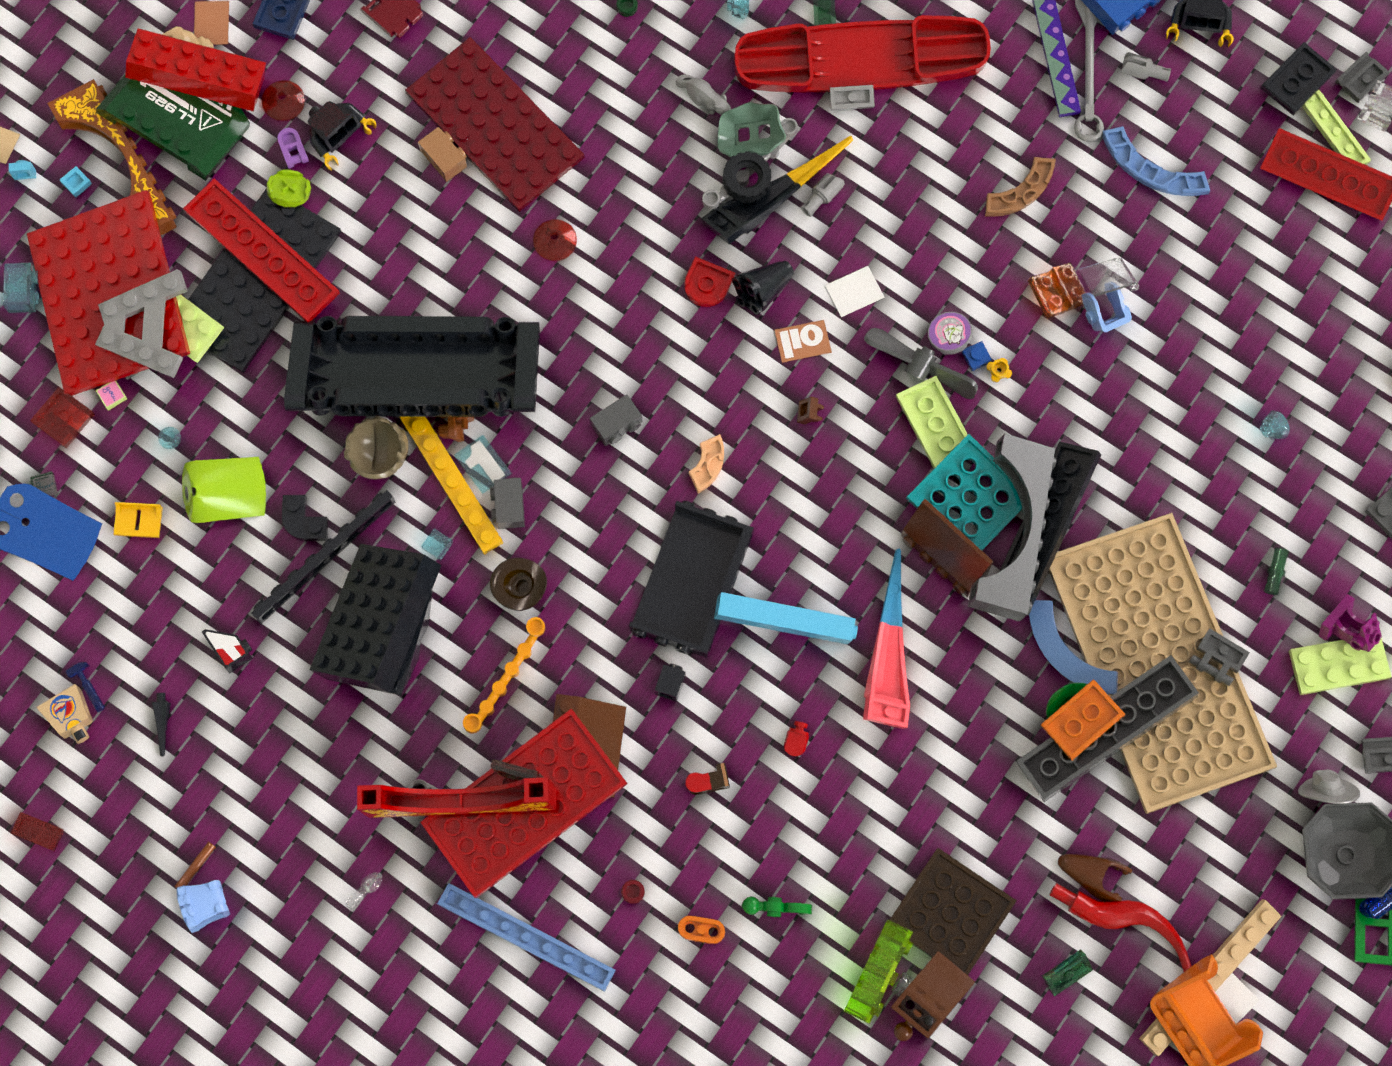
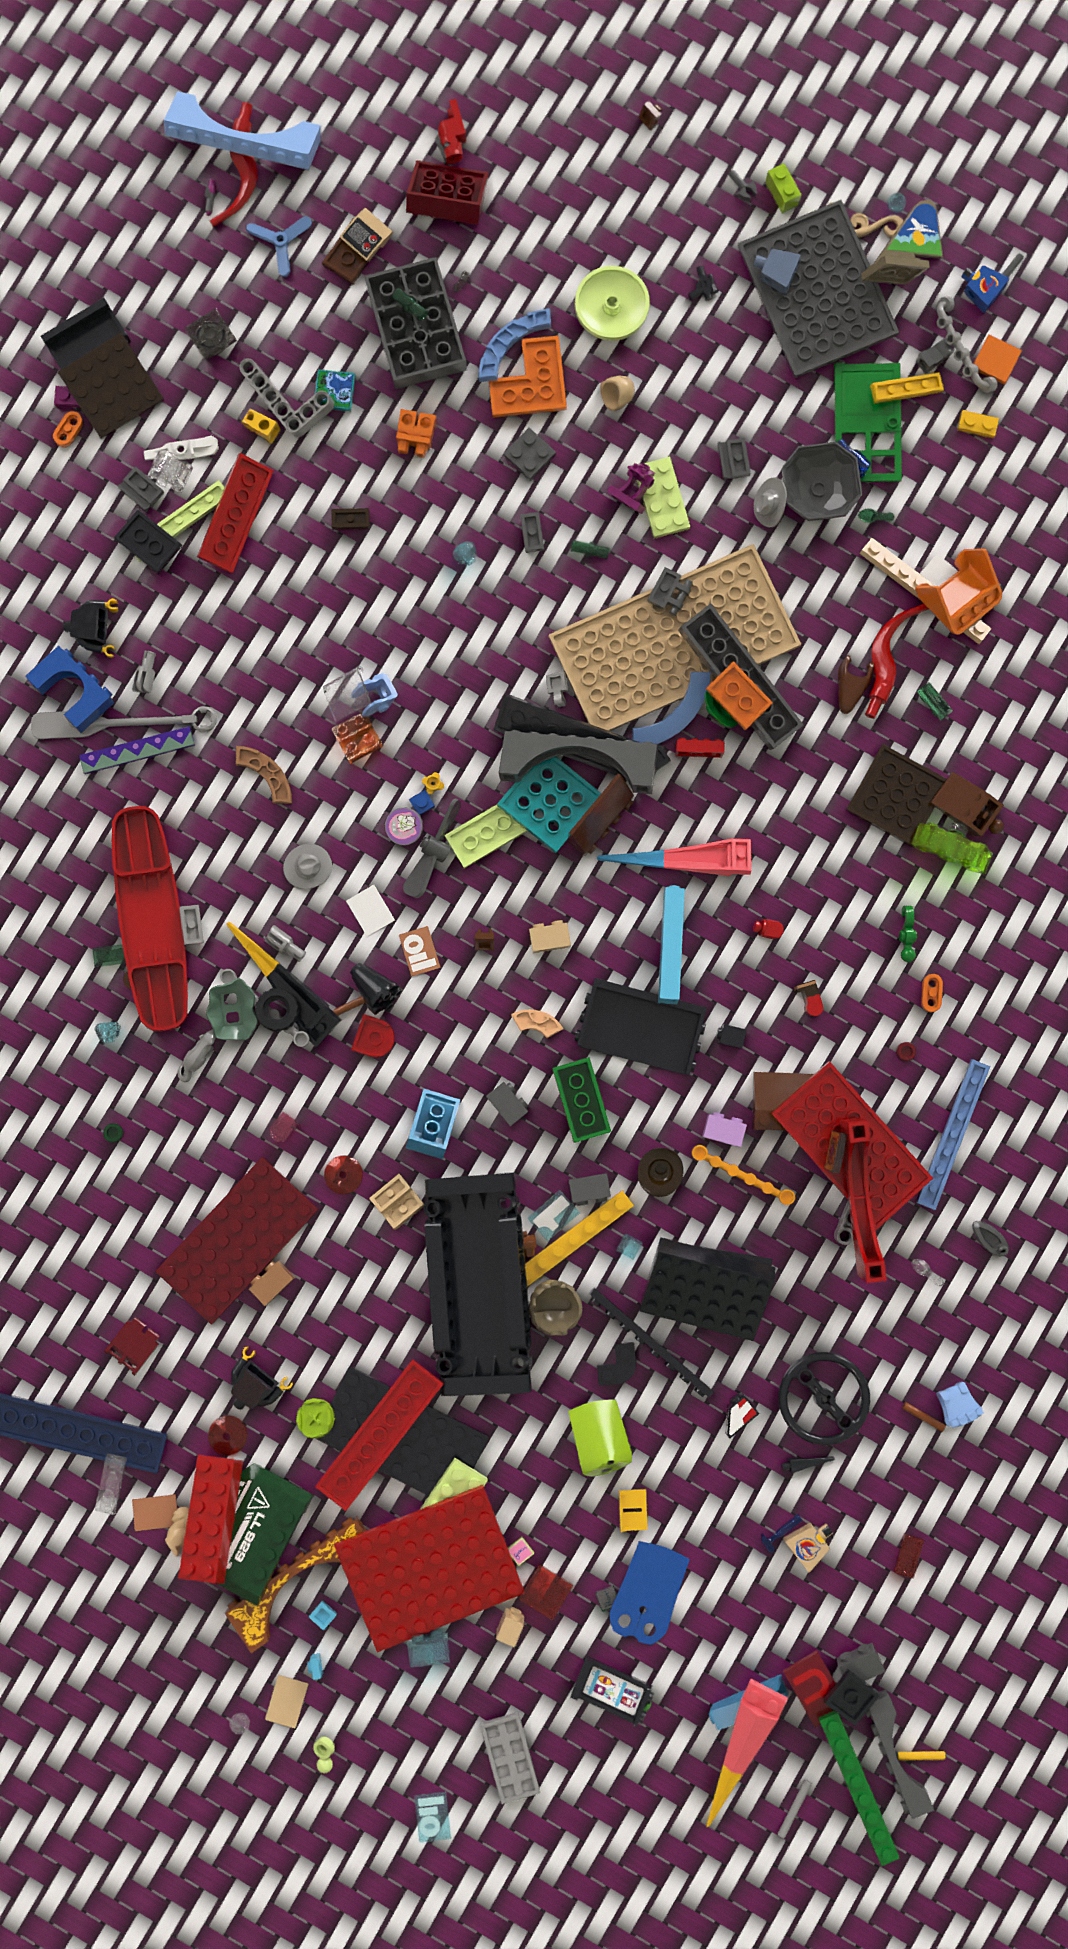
camera: 100 degrees left, 10 degrees up
(30, 372) = (510, 1626): none -> tan brick
(150, 299) = (484, 1521): light grey plate -> none
(169, 437) = (555, 1493): clear light blue plate -> none
(224, 753) = (853, 1424): none -> black piece
(289, 141) = (268, 1423): medium lavender plate -> none
(395, 970) = (990, 1238): none -> dark grey arm
(517, 293) = (397, 1201): none -> tan slope
(560, 663) = (724, 1130): none -> lavender brick
(601, 337) = (433, 1123): none -> dark azure slope
(611, 501) = (581, 1100): none -> green brick
(614, 178) = (283, 1127): none -> clear pink brick
(743, 254) = (348, 1006): none -> dark orange piece
(806, 484) = (549, 937): none -> tan brick
(910, 227) = (307, 866): none -> light grey hat
(1013, 629) = (662, 758): none -> black plate
(1022, 678) = (699, 748): none -> red piece
(1108, 517) = (556, 686): none -> light grey plate
(1149, 173) = (242, 666): medium blue tile -> none
(1299, 505) = (532, 532): none -> dark grey plate
(1310, 918) = (869, 515): none -> clear green piece
(1321, 301) = (350, 518): none -> dark brown plate

